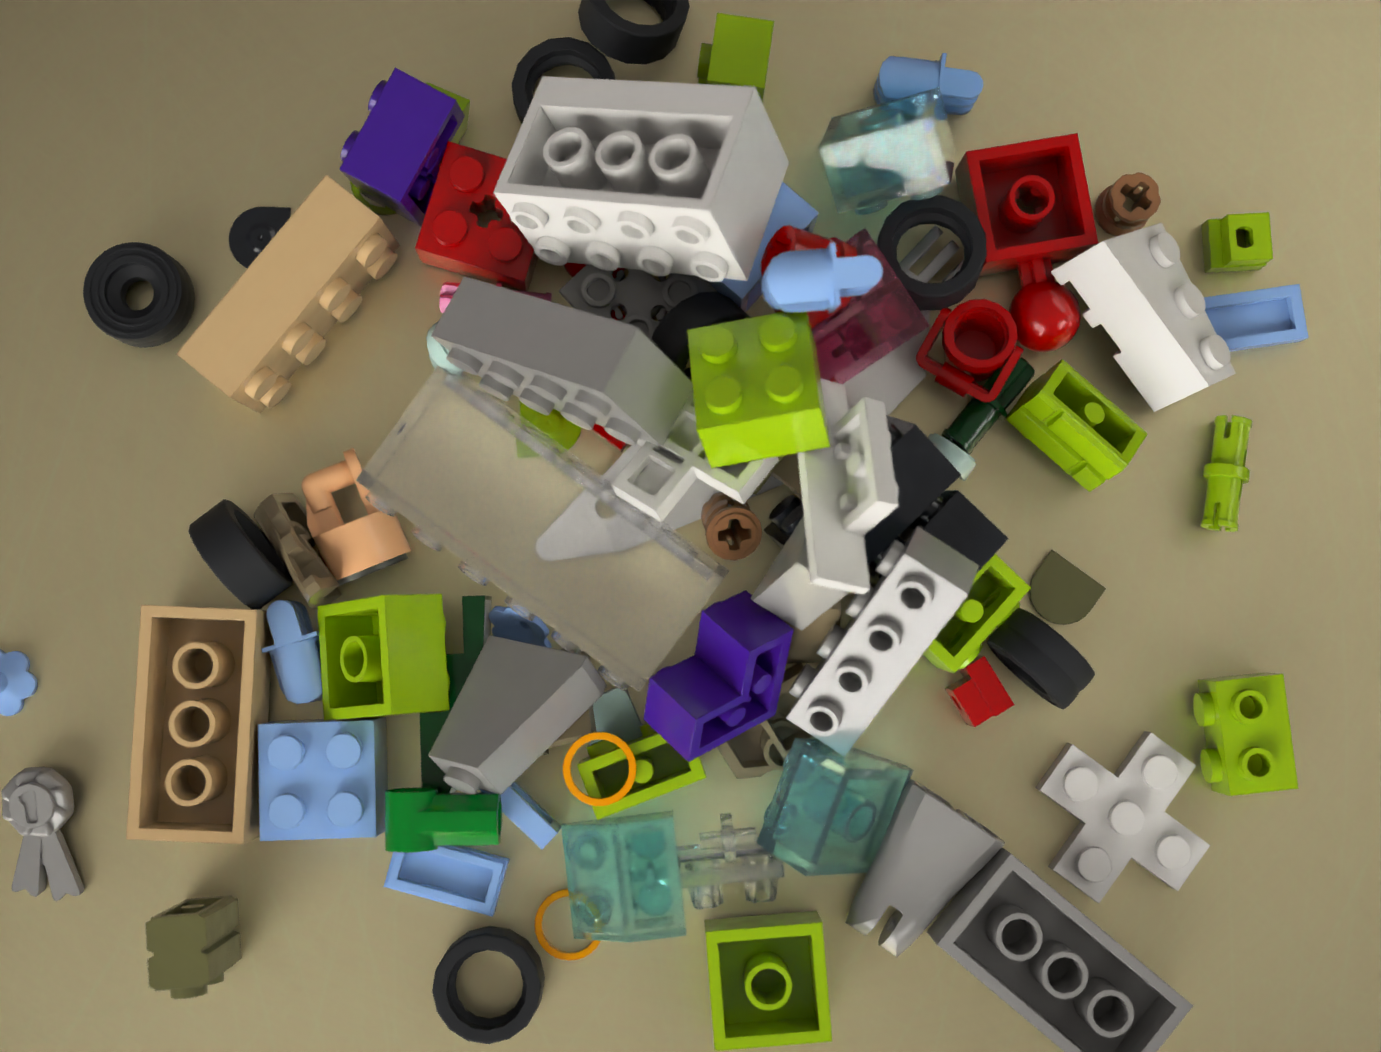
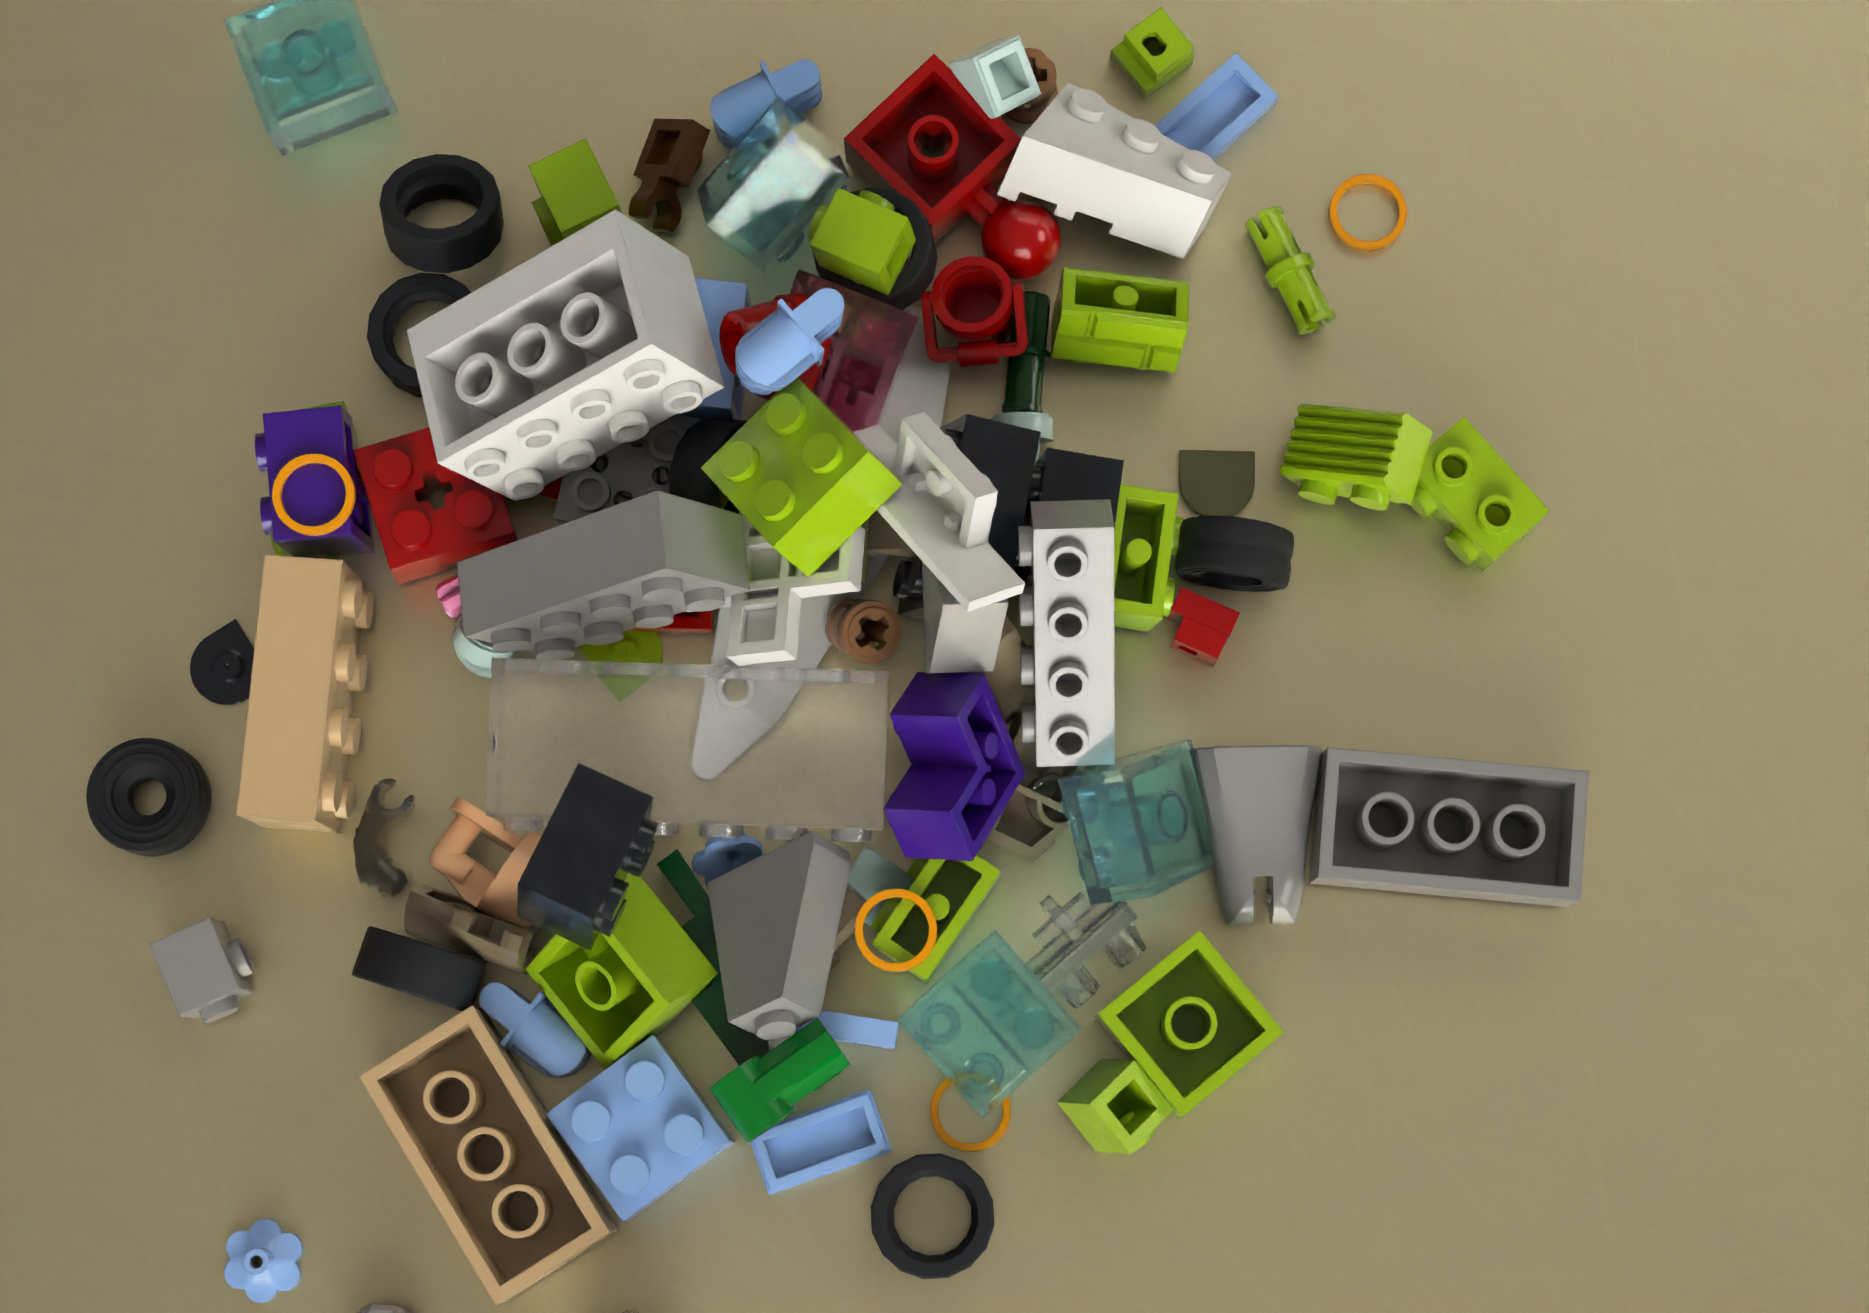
camera: 30 degrees left, 5 degrees down
(93, 447) = (204, 970): none -> light grey brick
(268, 445) = (371, 856): none -> clear smoke piece
(372, 128) = (298, 462): none -> light orange piece
(399, 567) = (584, 856): none -> black brick
(673, 1002) = (1115, 1106): none -> lime brick
(822, 84) = (667, 162): none -> reddish brown plate
(928, 237) = (862, 239): none -> lime brick
(1113, 182) = (997, 75): none -> light aqua slope
(1122, 816) = (1415, 651): white plate -> none
(1183, 647) = (1355, 455): none -> lime brick
(1333, 447) = (1381, 182): none -> light orange piece

